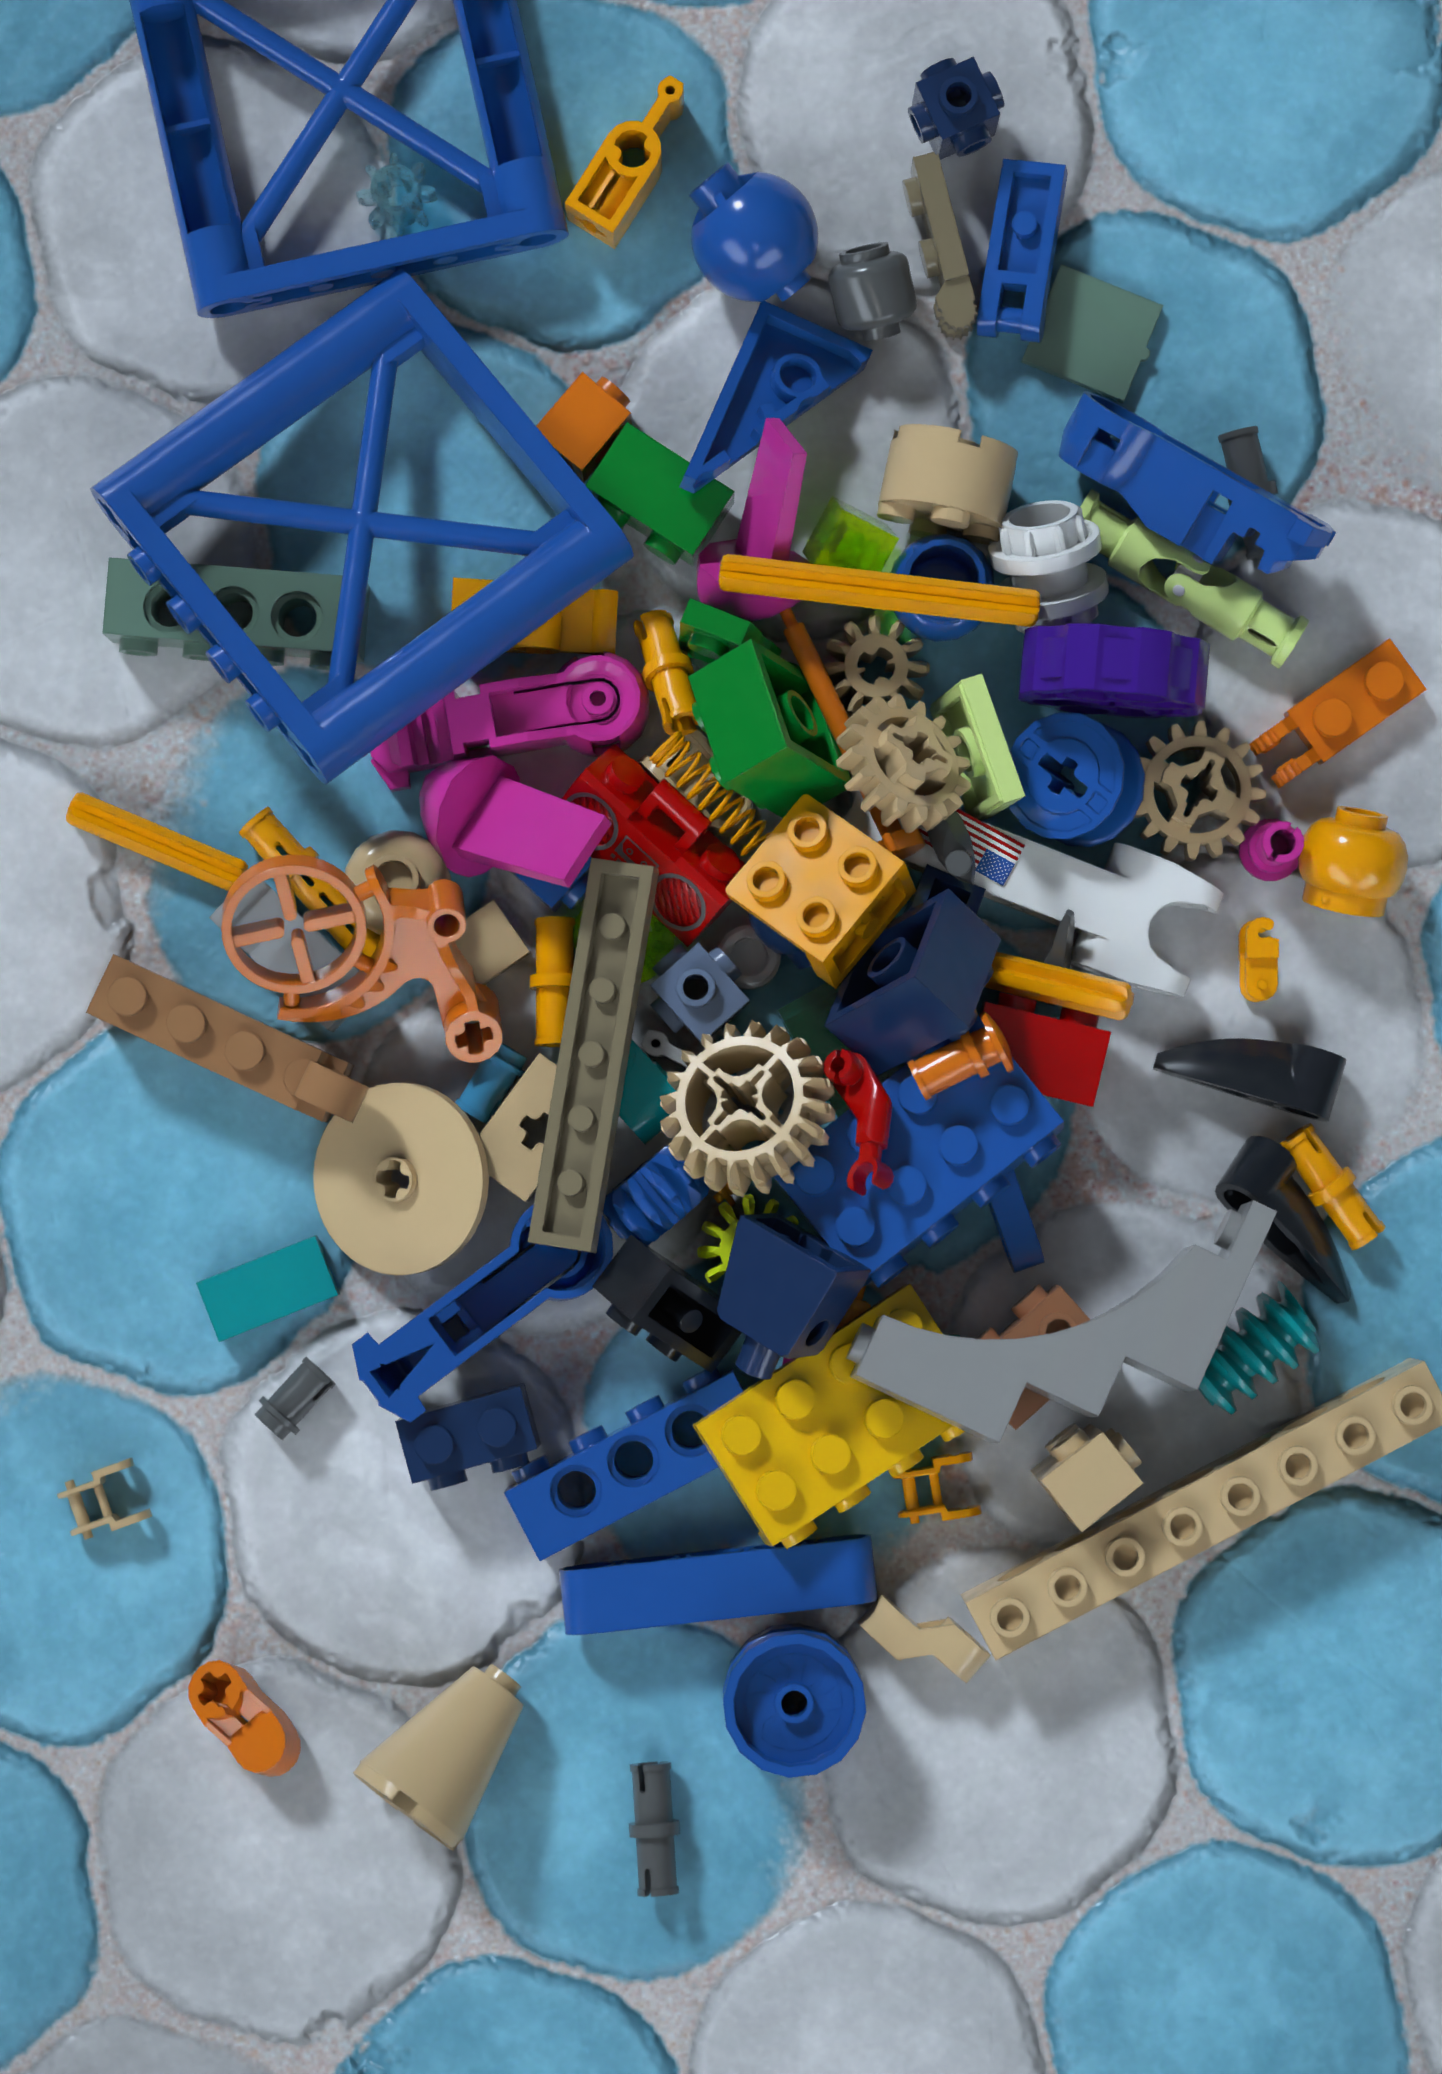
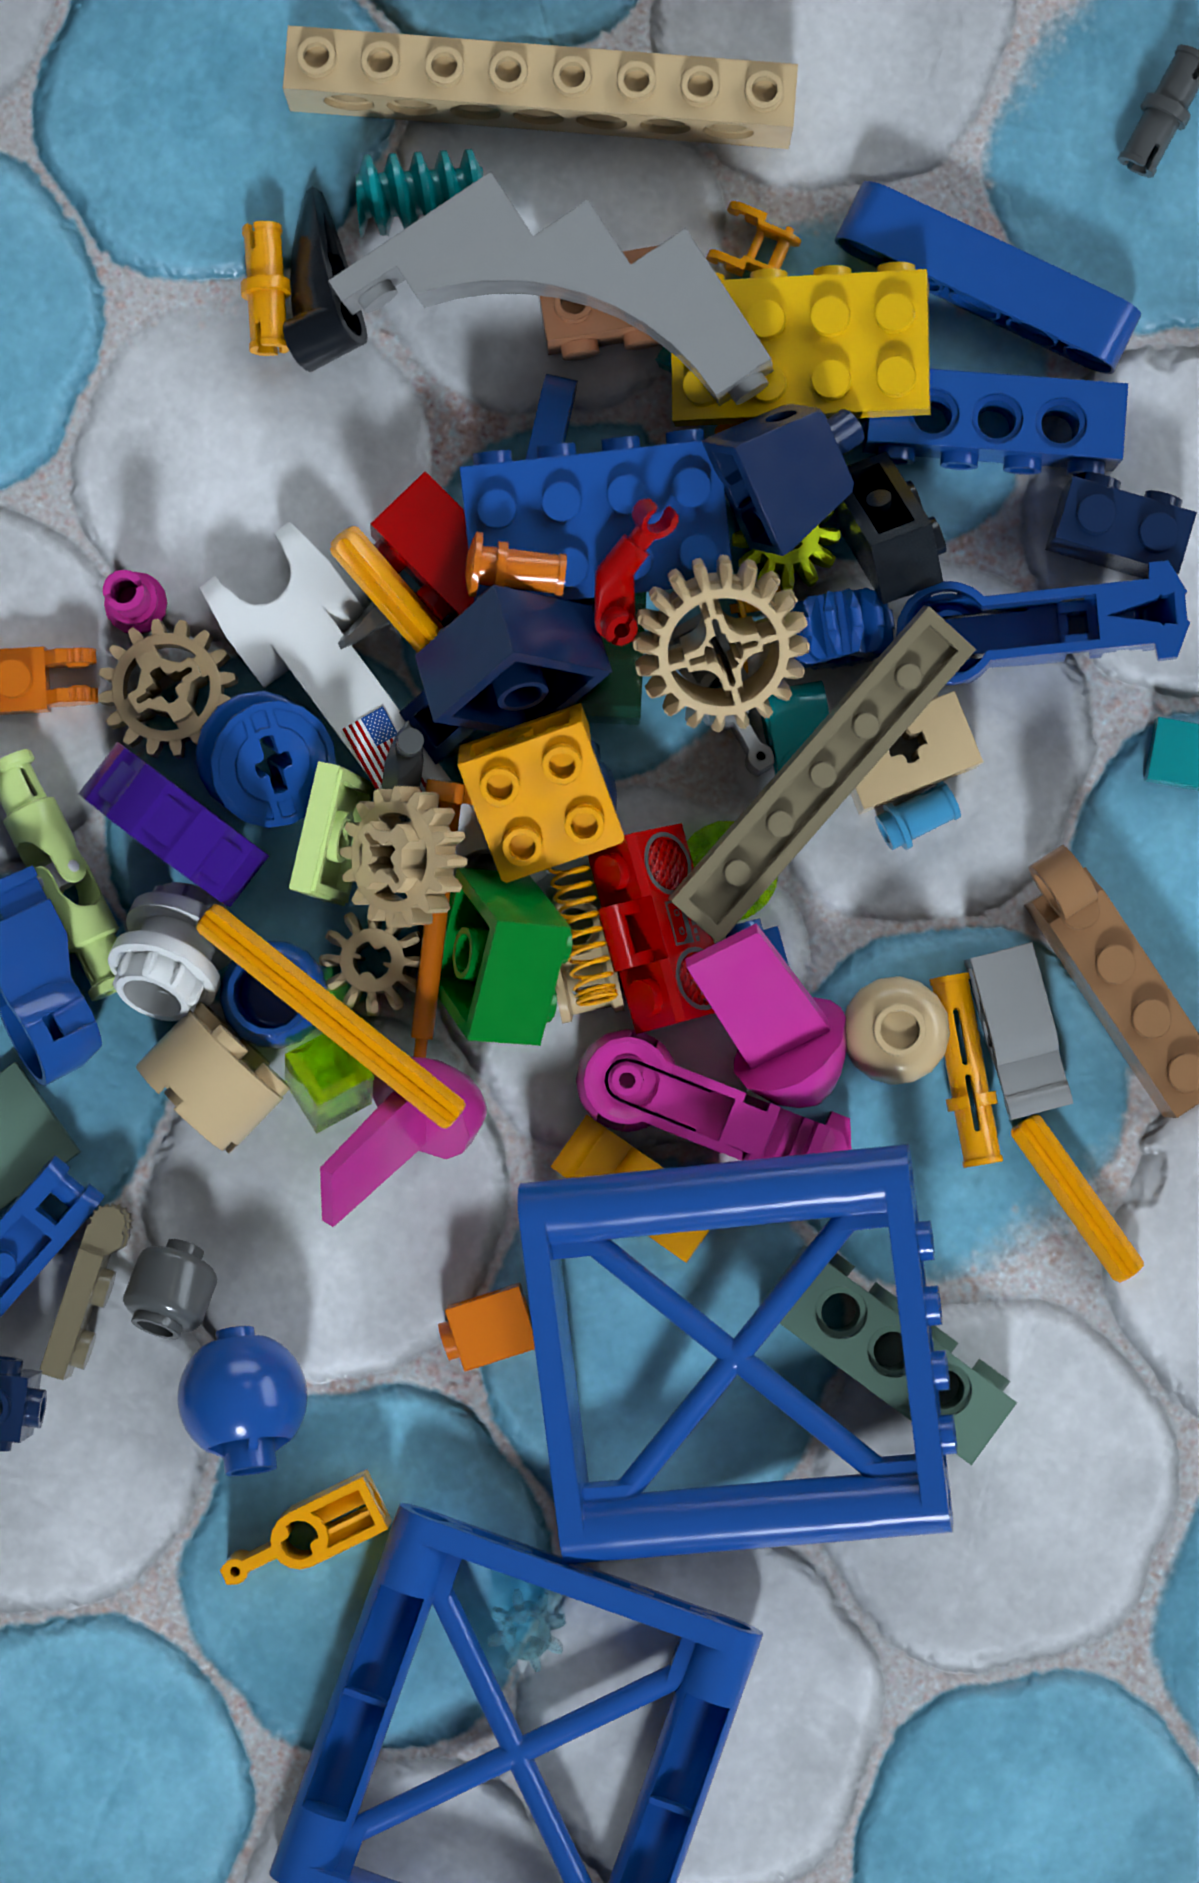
camera: 150 degrees left, 0 degrees up
(413, 944) = (911, 966): orange piece -> none
(447, 1169) = (1002, 779): tan piece -> none
(490, 943) = (849, 936): tan tile -> none
(552, 977) = (811, 869): light orange pin -> none
(641, 488) = (465, 1225): green brick -> none
(666, 671) = (552, 1069): light orange pin -> none
(704, 1015) = (702, 756): sand blue brick -> none
(712, 633) = (493, 1066): green wing -> none
(751, 957) = (638, 786): white tile -> none
(778, 373) = (301, 1264): blue wing -> none
(825, 1724) = (994, 103): blue wheel -> none
(909, 1639) = (842, 126): tan piece -> none
(1088, 1472) = (623, 170): tan brick -> none
(1257, 960) = (206, 514): light orange piece -> none
(1262, 1071) = (263, 421): black piece -> none
(1352, 862) = (74, 542): light orange piece -> none

